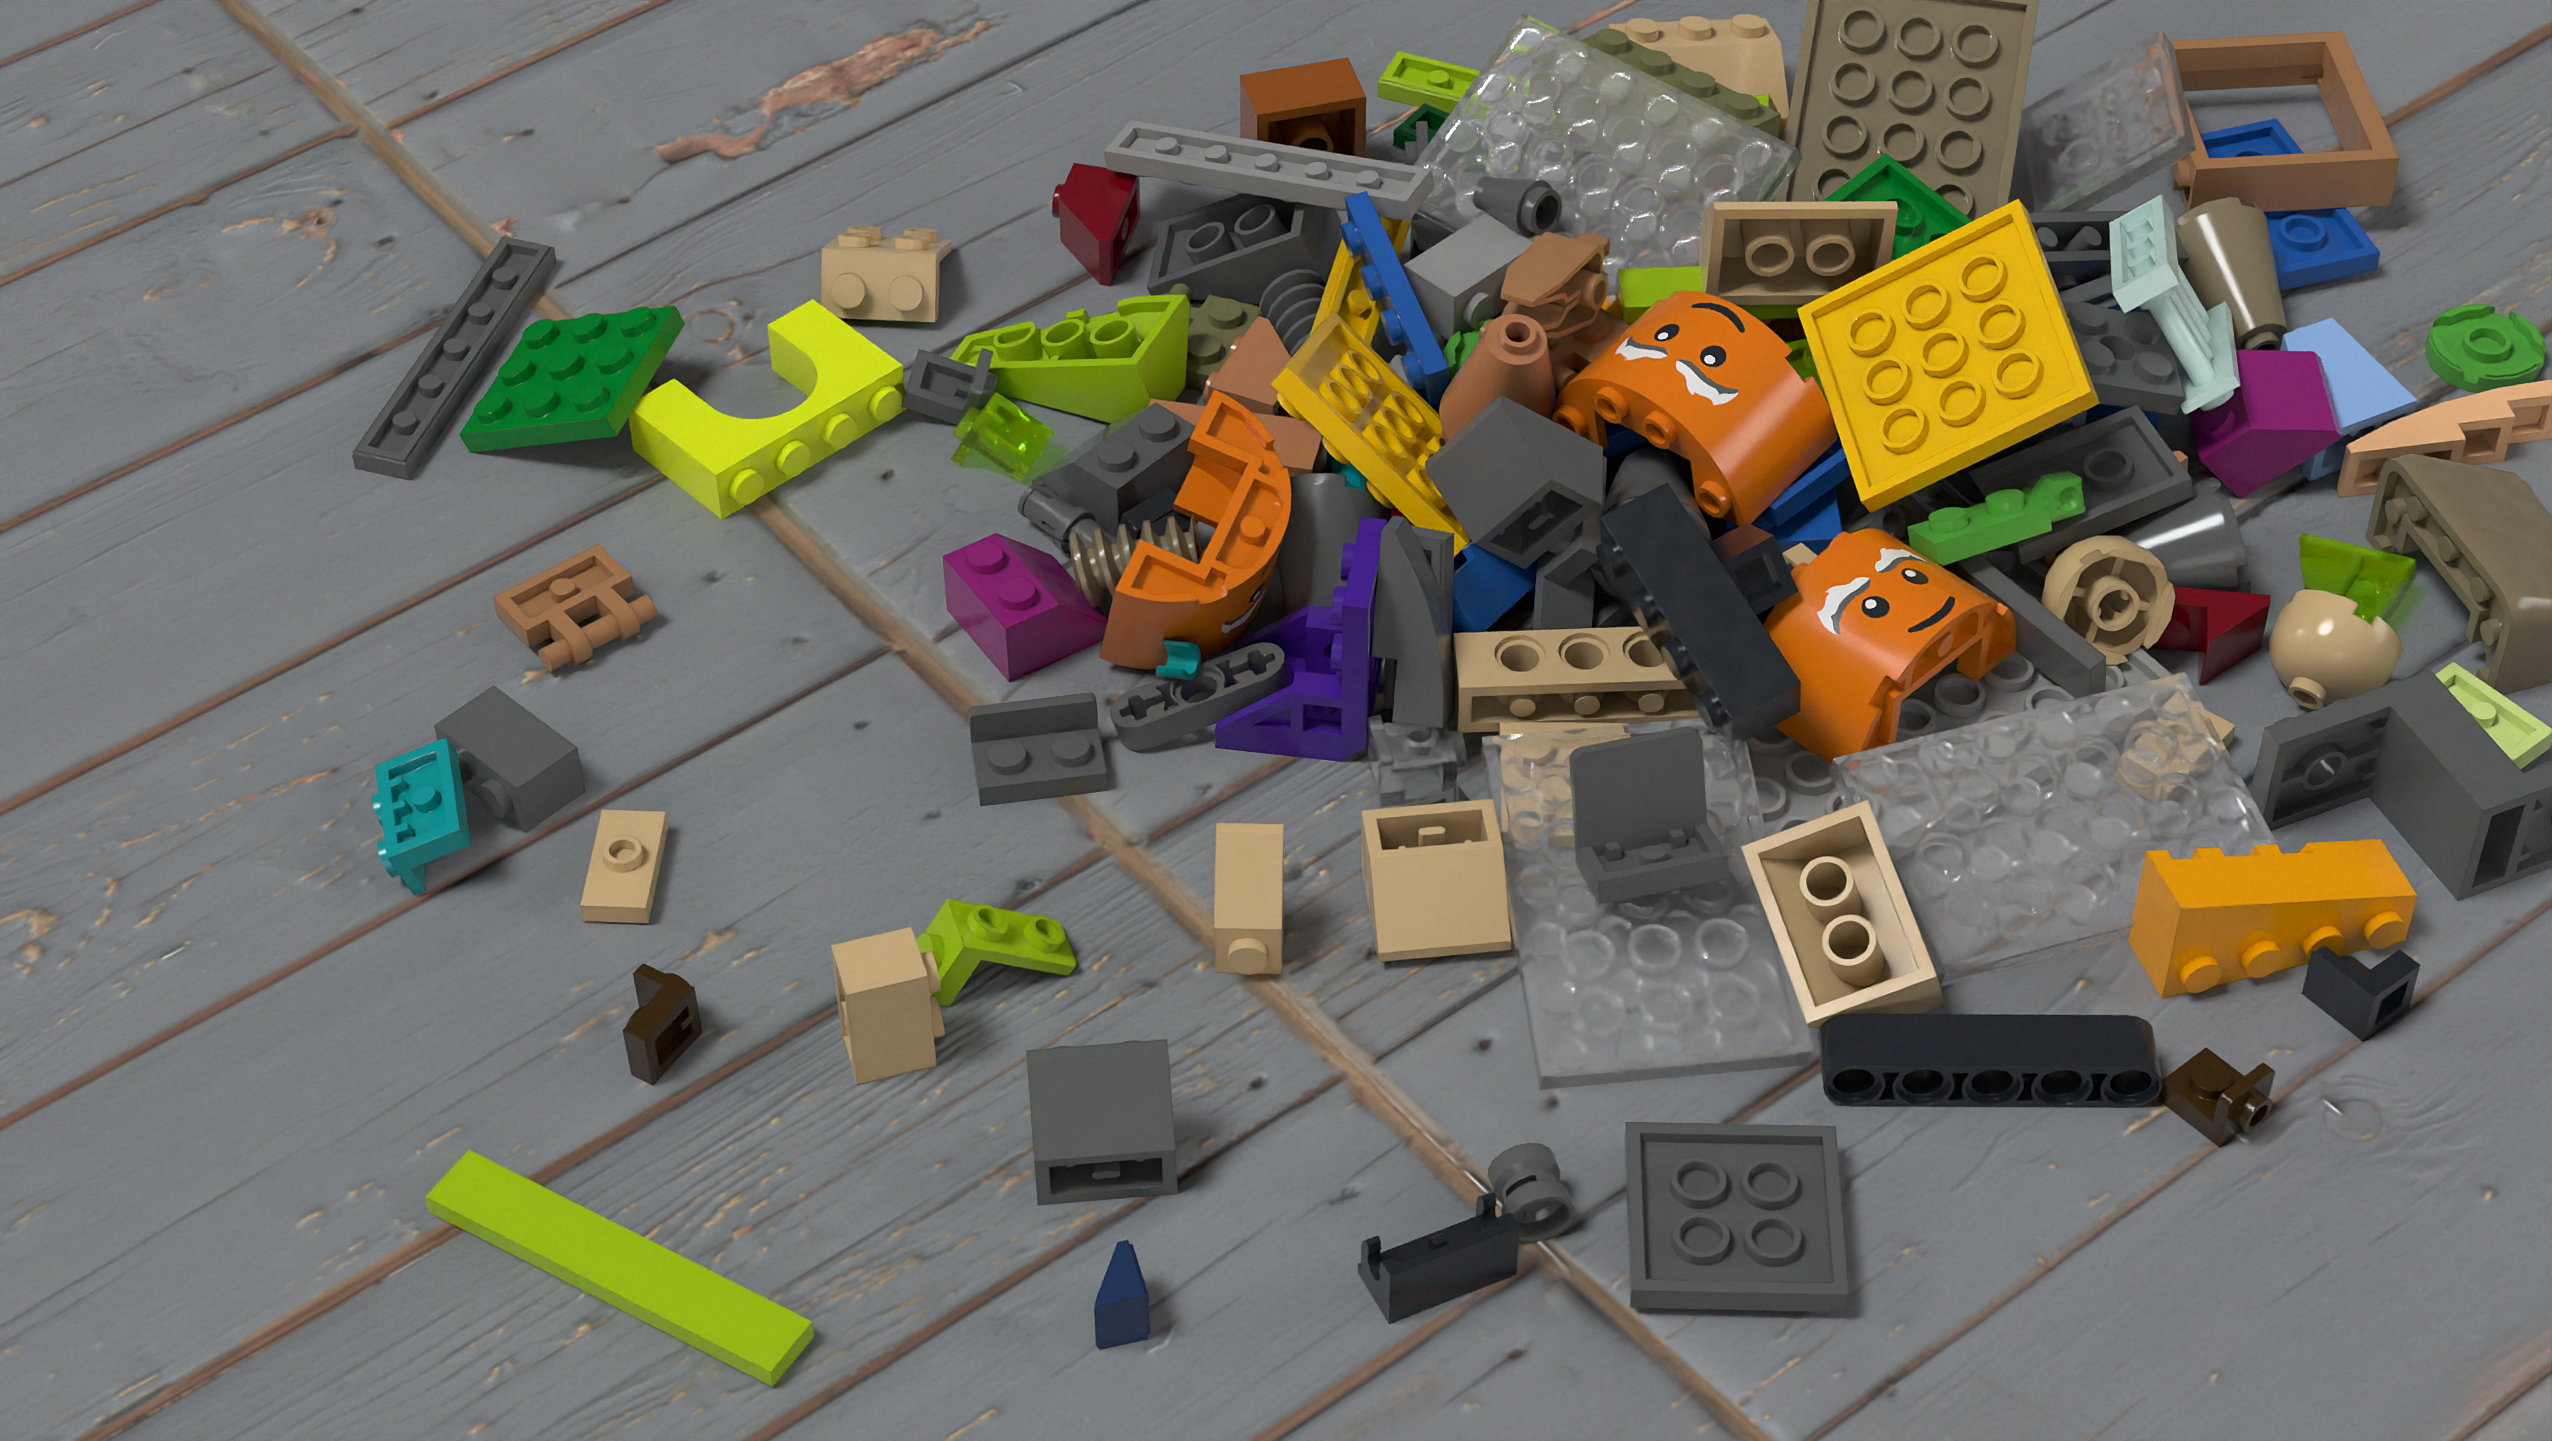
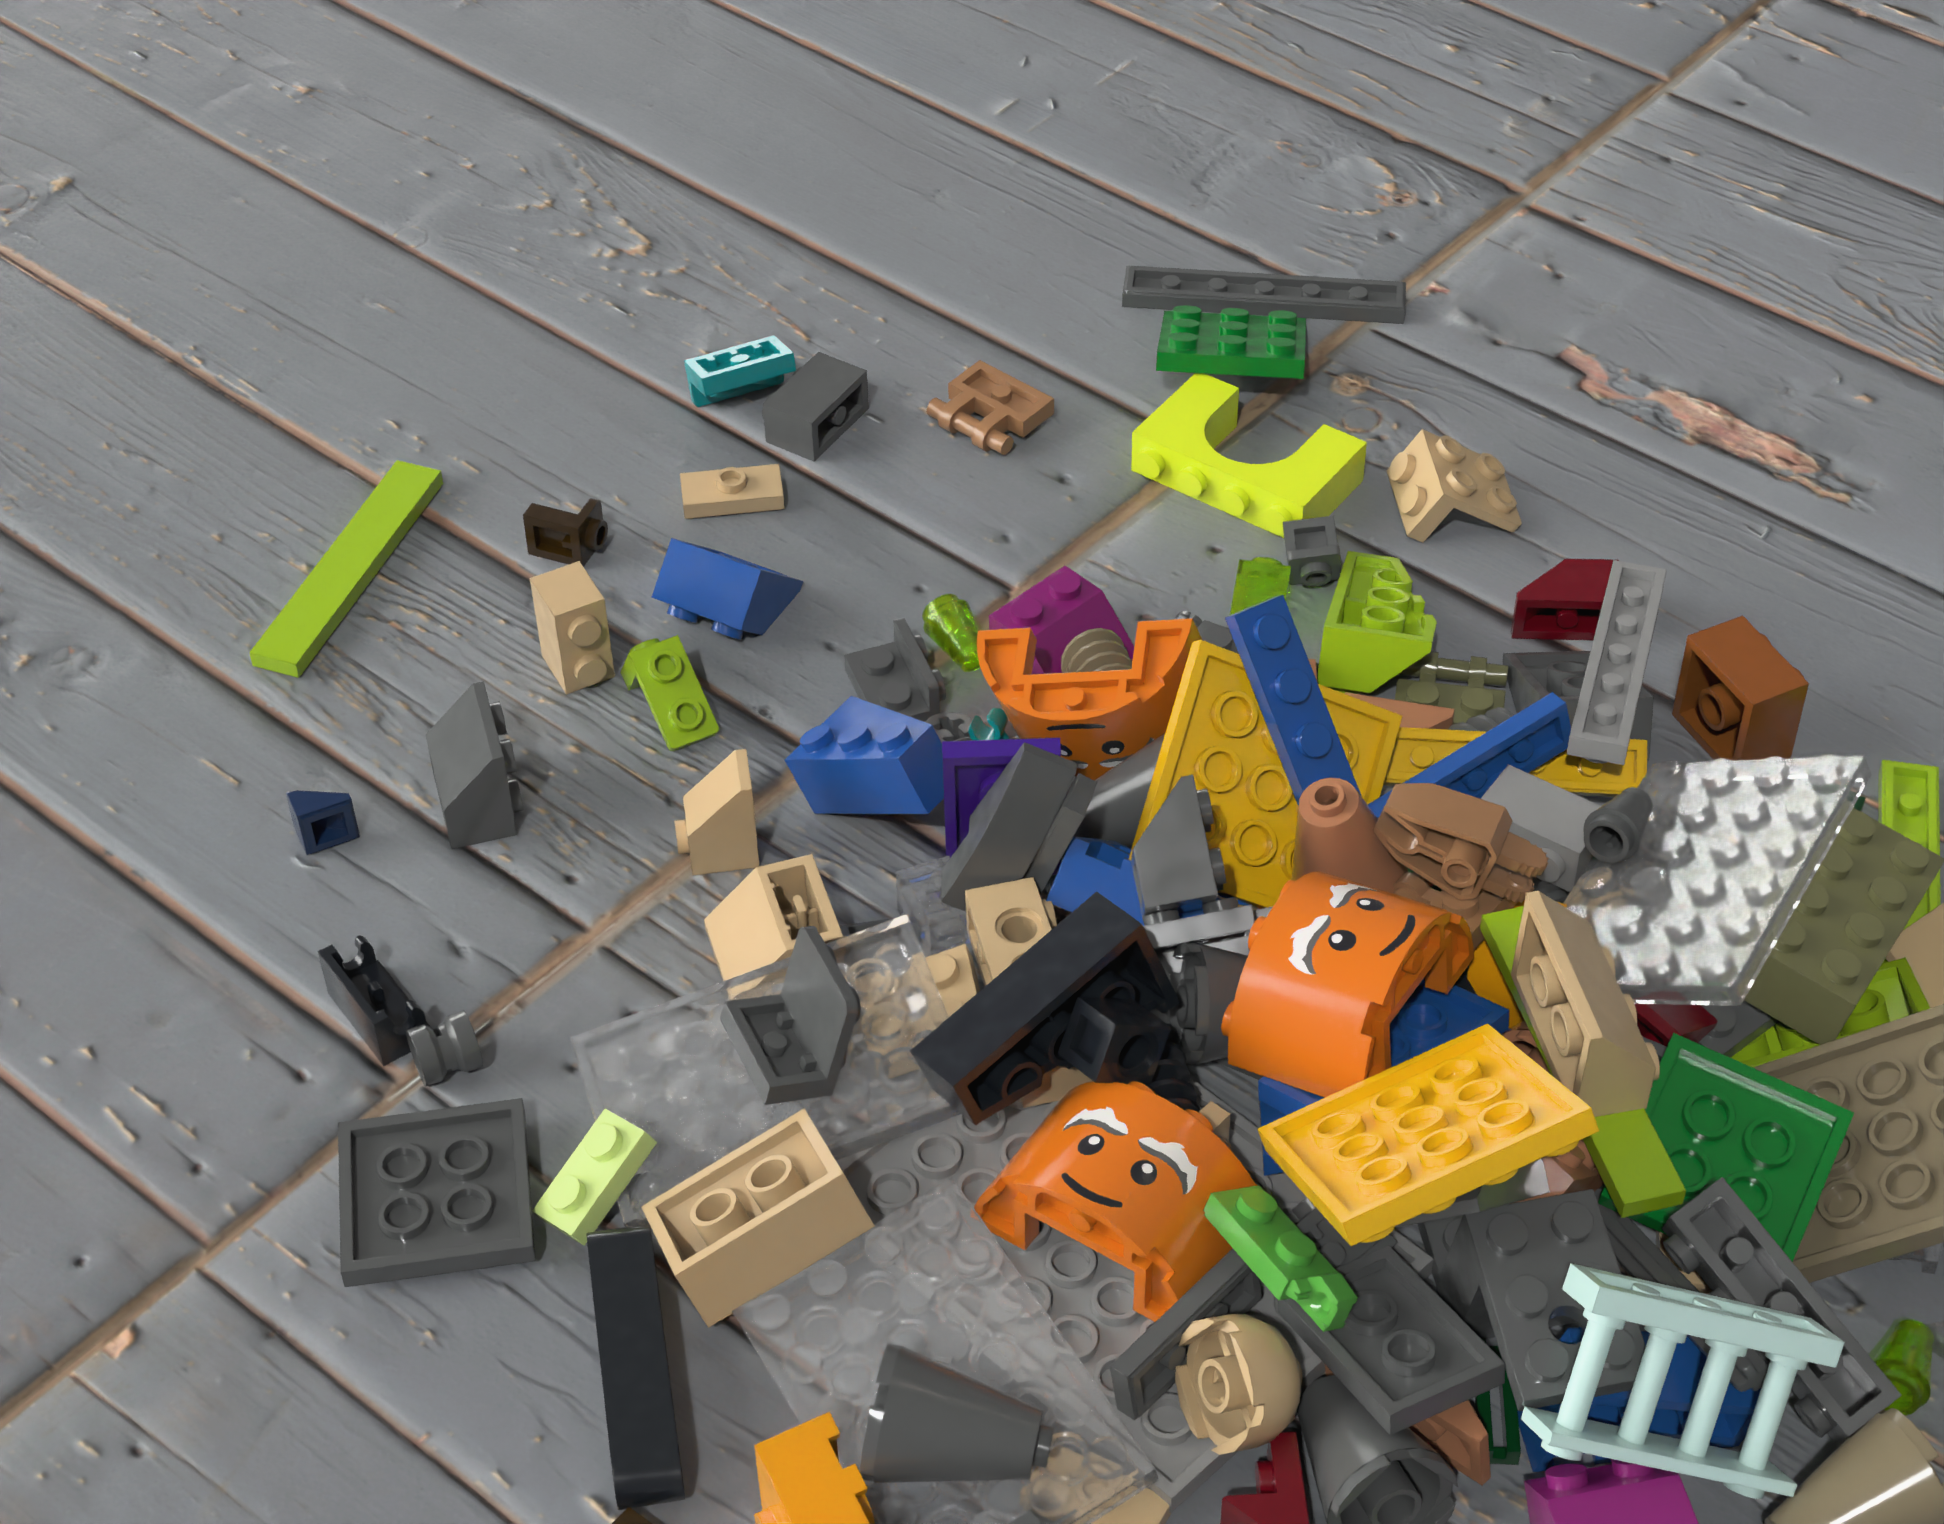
camera: 80 degrees right, 0 degrees up
(831, 877) = (722, 588): none -> blue slope
(971, 684) = (953, 629): none -> clear neon green cone
(1218, 747) = (869, 762): none -> blue wedge
(1341, 354) = (1288, 694): none -> blue plate
(1751, 1063) = (594, 1176): none -> yellowish green plate
(2150, 791) = (947, 1426): none -> dark grey cone

